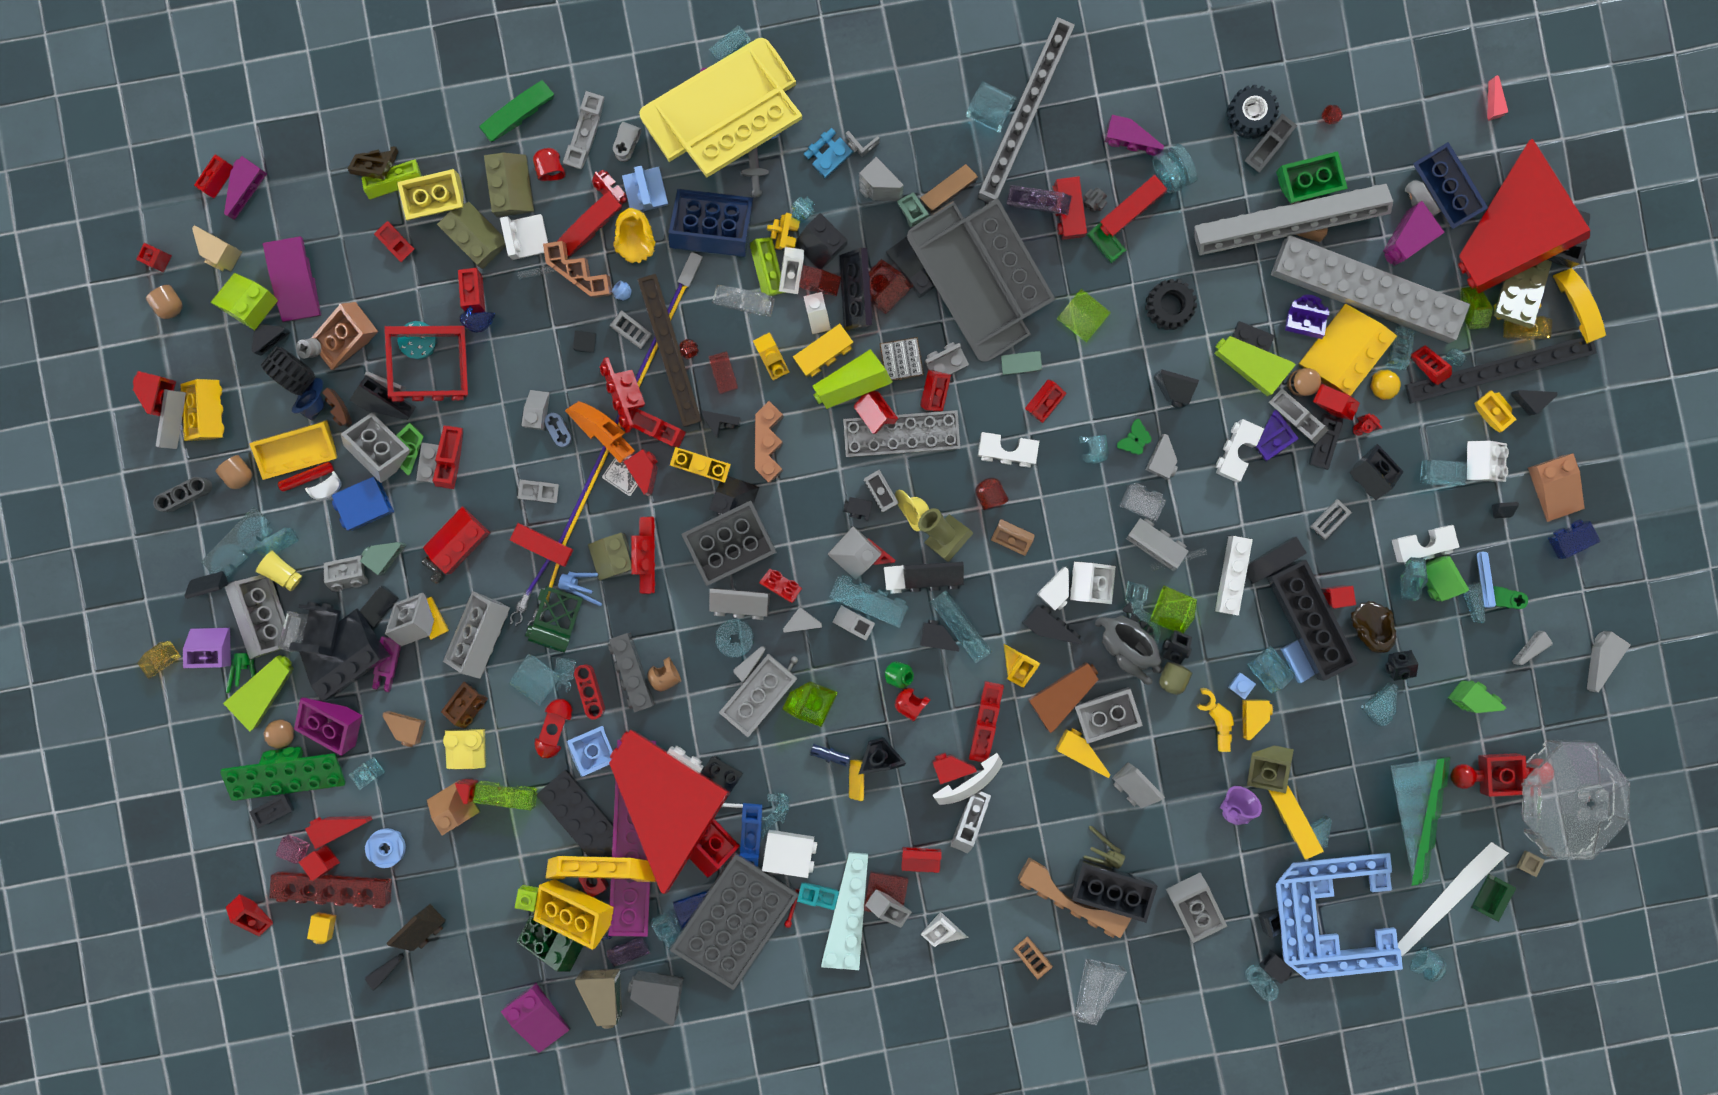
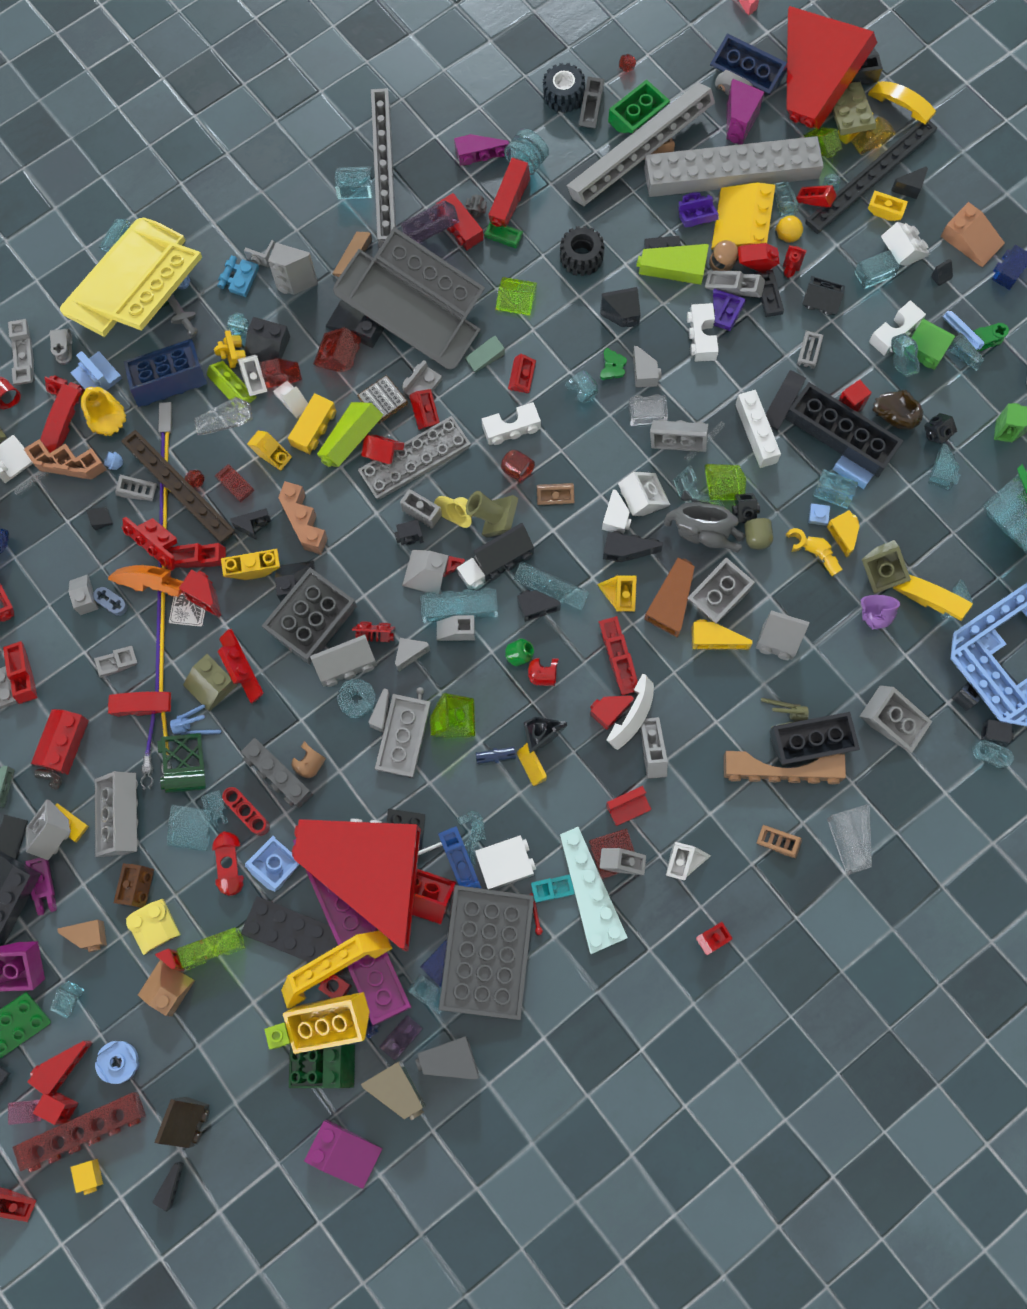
camera: 30 degrees left, 15 degrees down
(855, 289) = (314, 361): black plate -> none
(912, 209) = (327, 281): sand green slope -> none
(930, 1009) = (714, 938): none -> red slope

